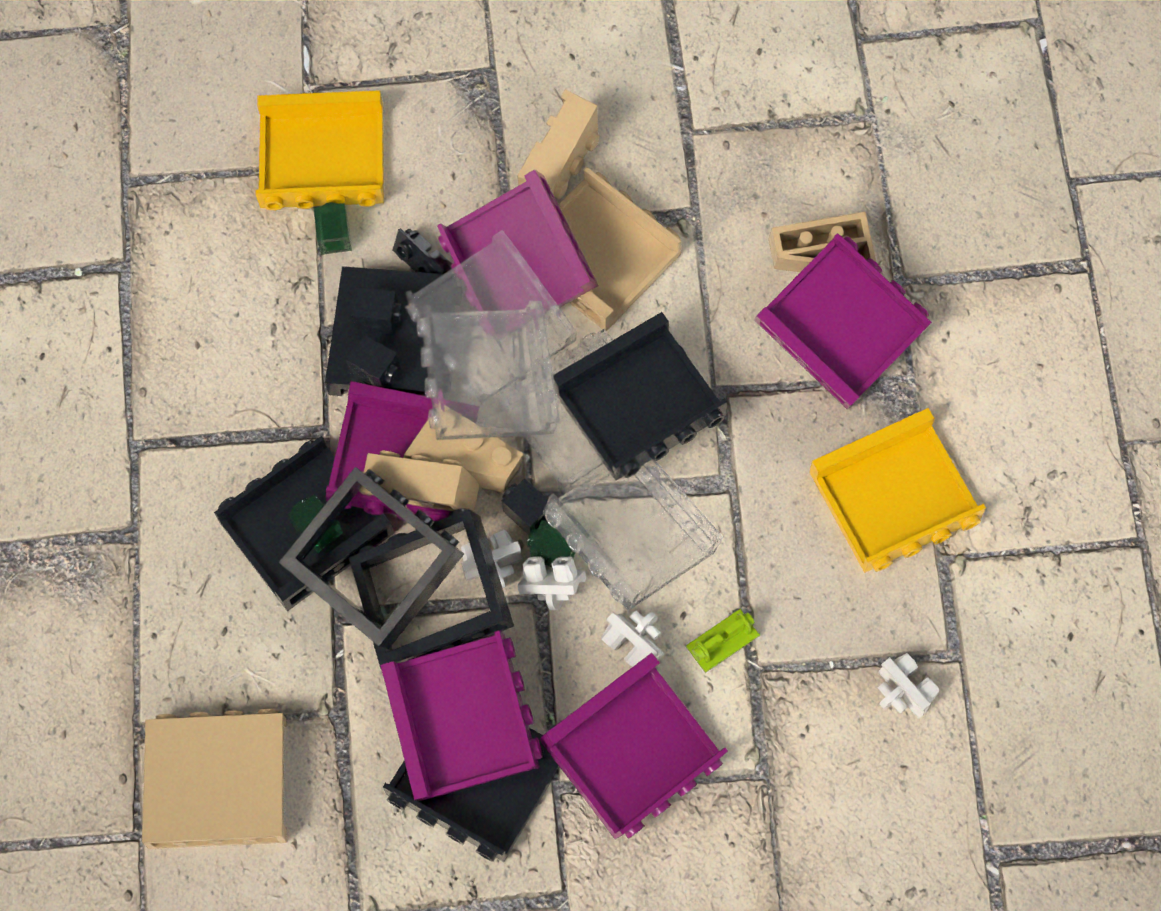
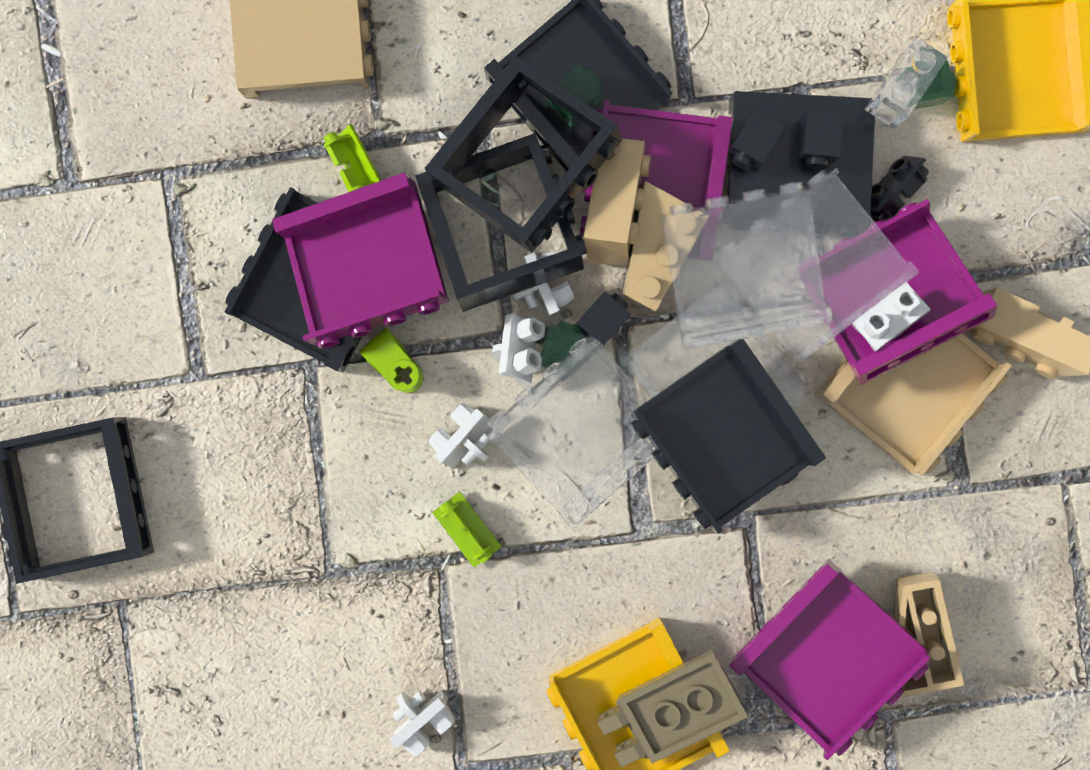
camera: 85 degrees right, 20 degrees up
(333, 238) = (906, 83): none -> clear brick
(361, 729) = (349, 151): none -> lime hinge
(540, 254) = (891, 317): none -> white hips
(555, 703) = (389, 358): none -> lime piece
(632, 749) = (339, 441): magenta panel -> none
(890, 452) = (674, 710): none -> dark tan tile

